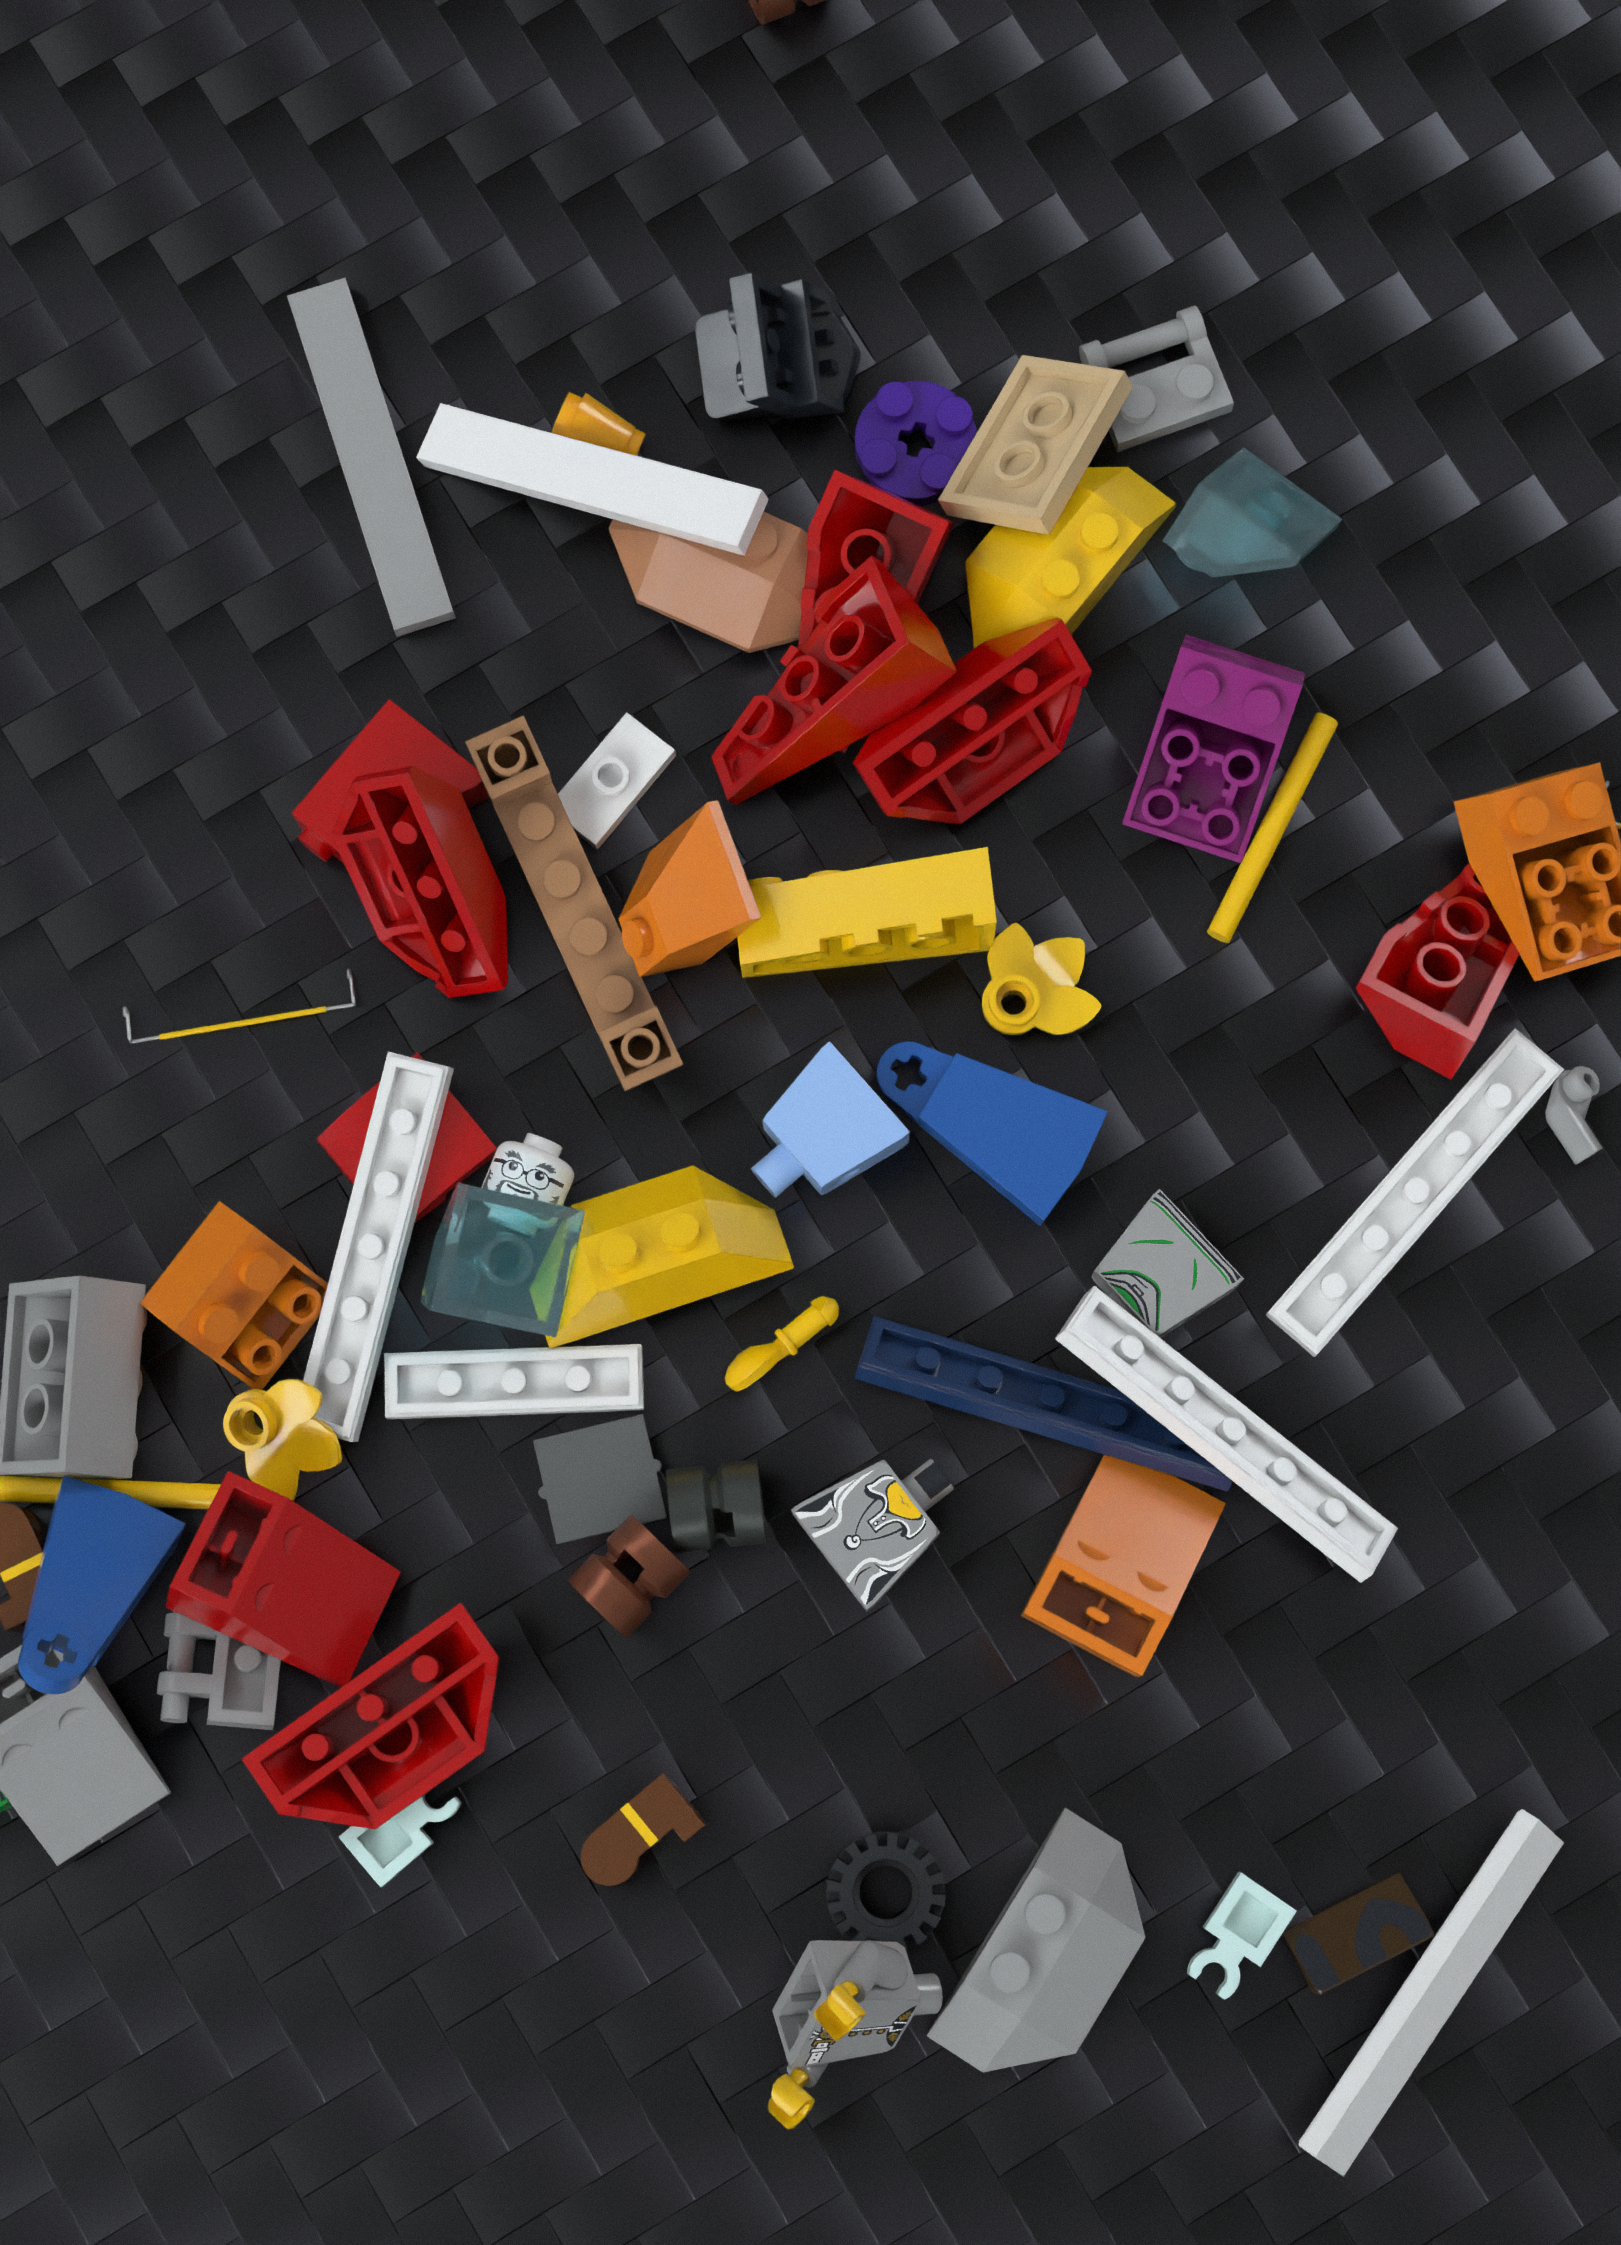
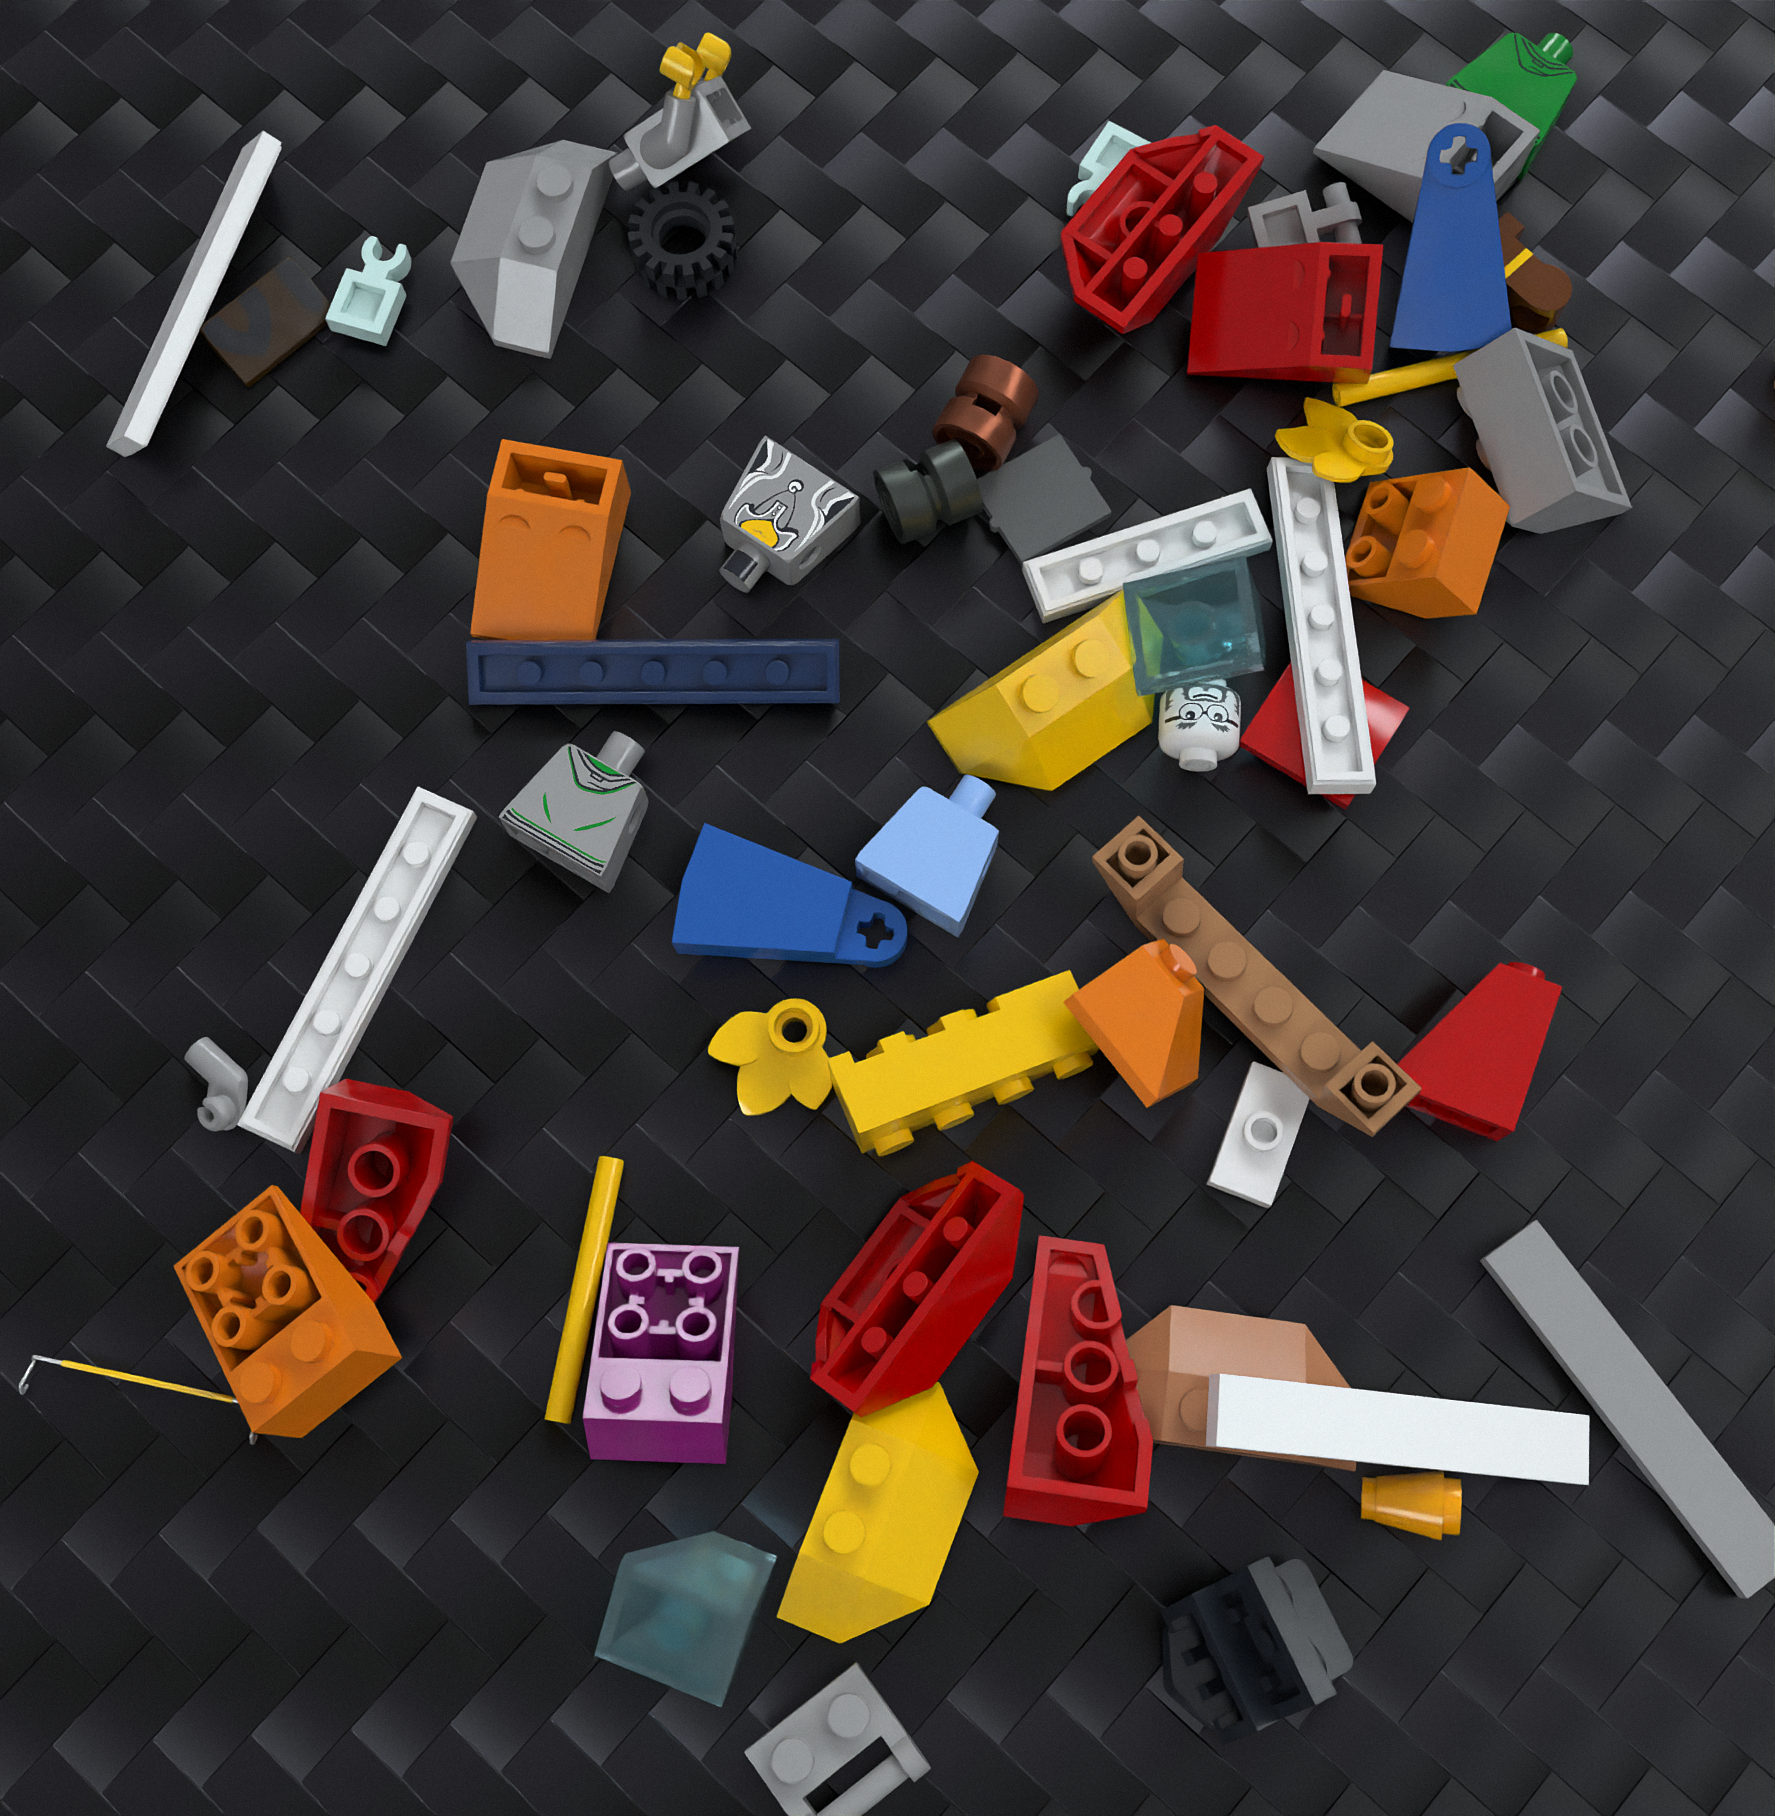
camera: 160 degrees right, 5 degrees down
(242, 1022) = (1522, 799): yellow piece -> none
(425, 878) = (1398, 960): red wedge -> none
(616, 1846) = (908, 228): reddish brown leg -> none
(759, 1359) = (933, 635): yellow piece -> none
(853, 675) = (1056, 1297): red wedge -> none
(900, 411) = (1103, 1627): dark purple plate -> none
(1035, 444) = (942, 1625): tan plate -> none
(1227, 1434) = (484, 680): white tile -> none

